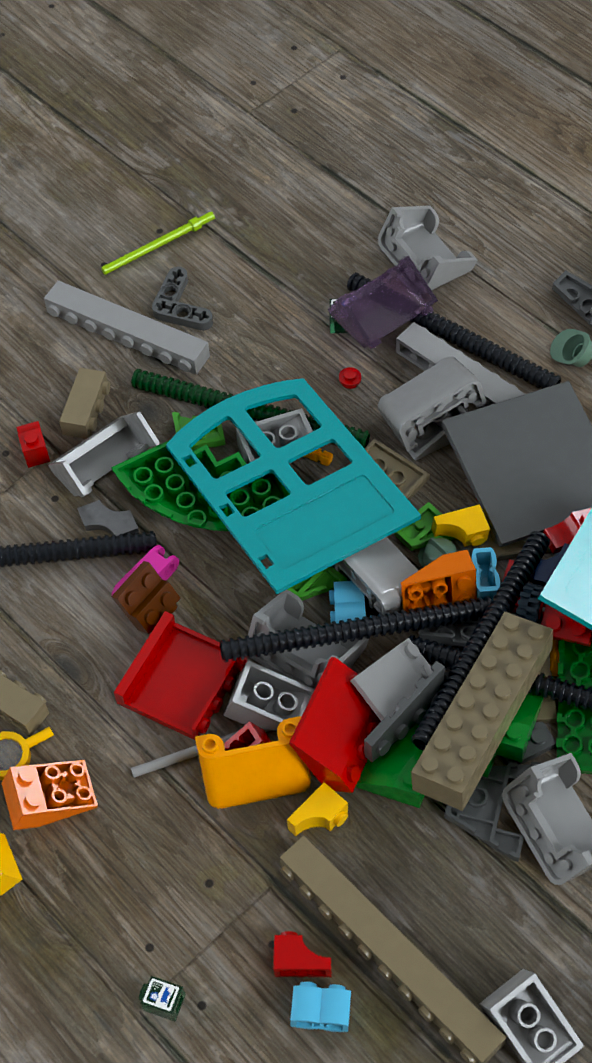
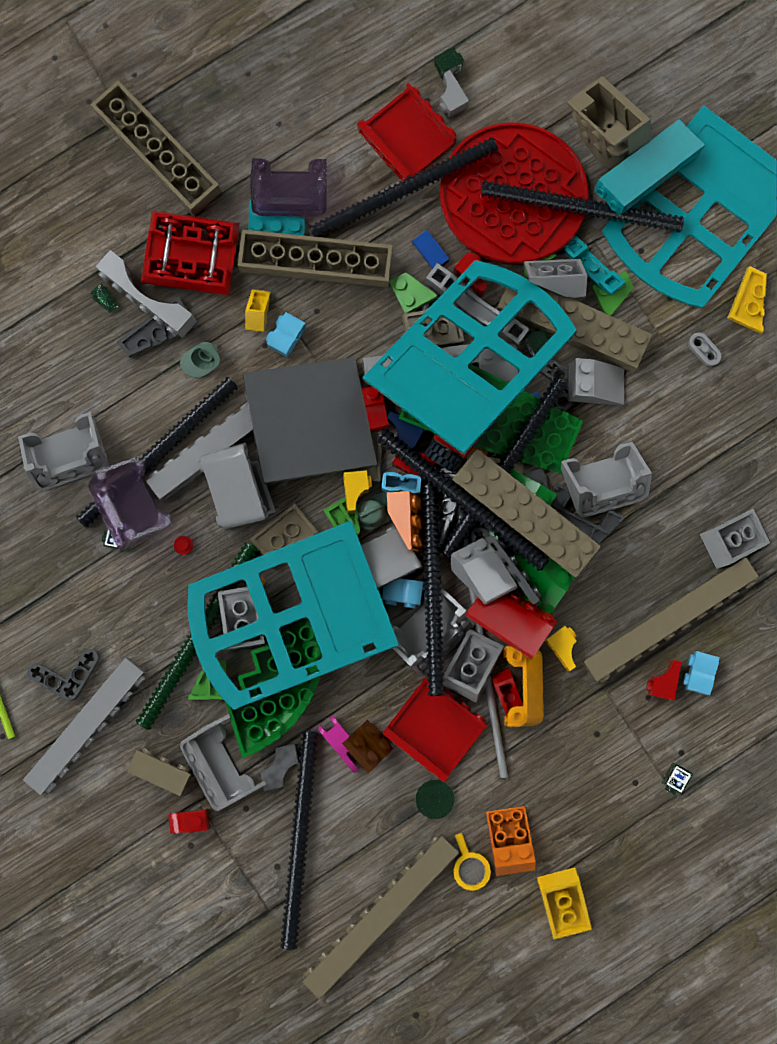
camera: 80 degrees left, 25 degrees up
(92, 696) = (434, 799): none -> clear green tile

